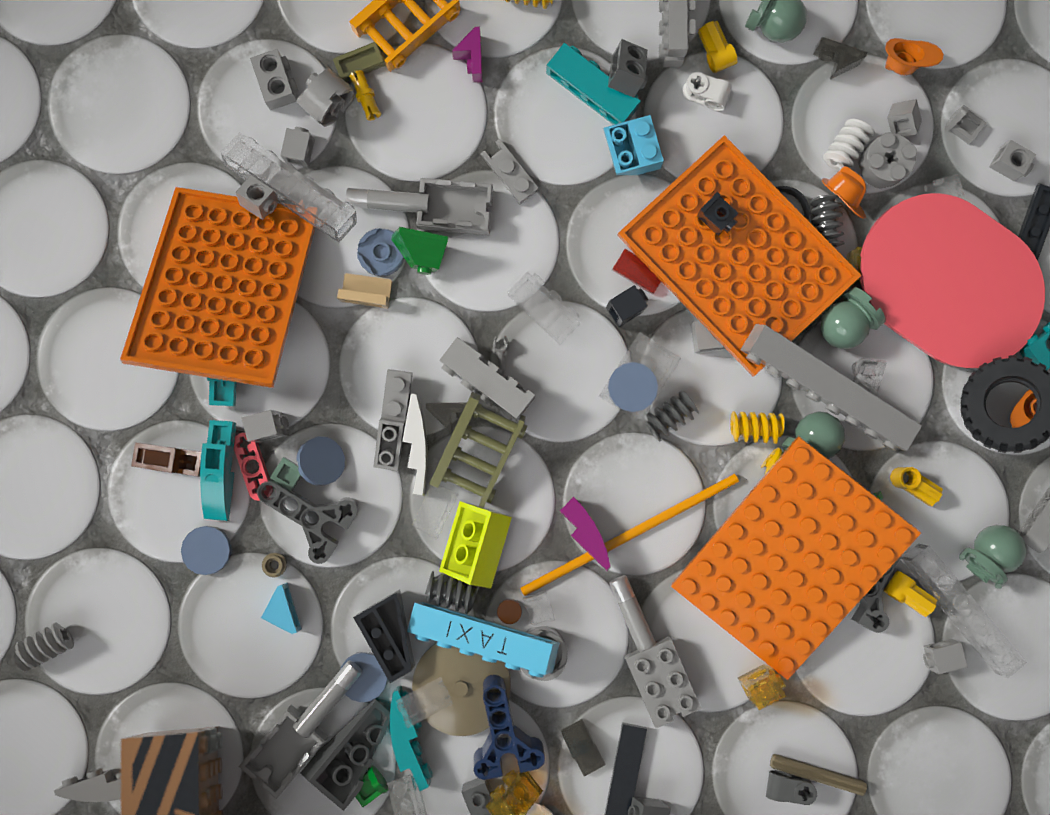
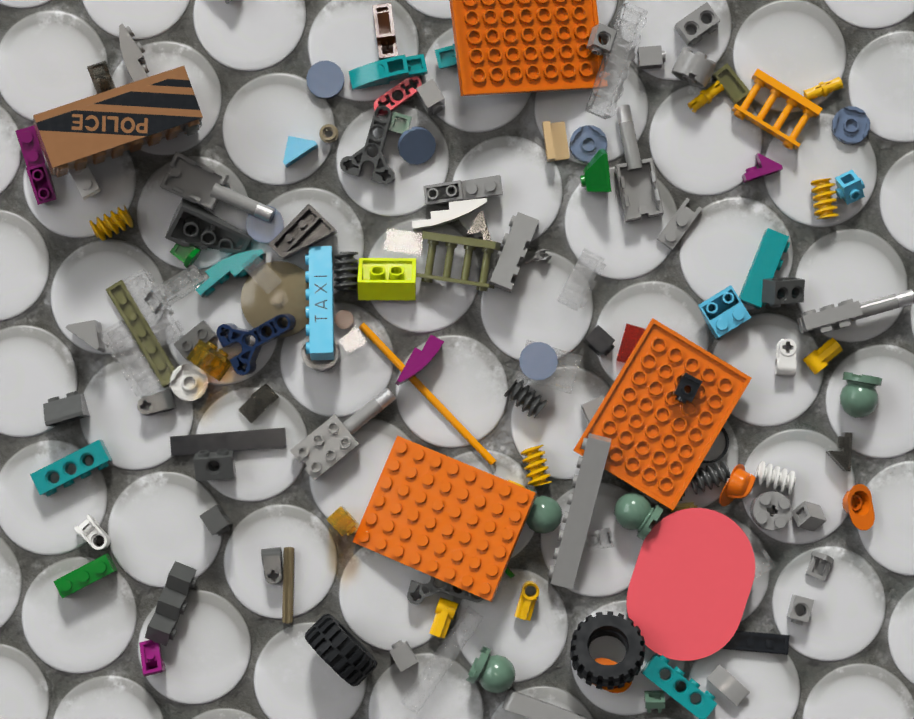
camera: 75 degrees right, 0 degrees up
(928, 739) = (340, 650): none -> black tyre

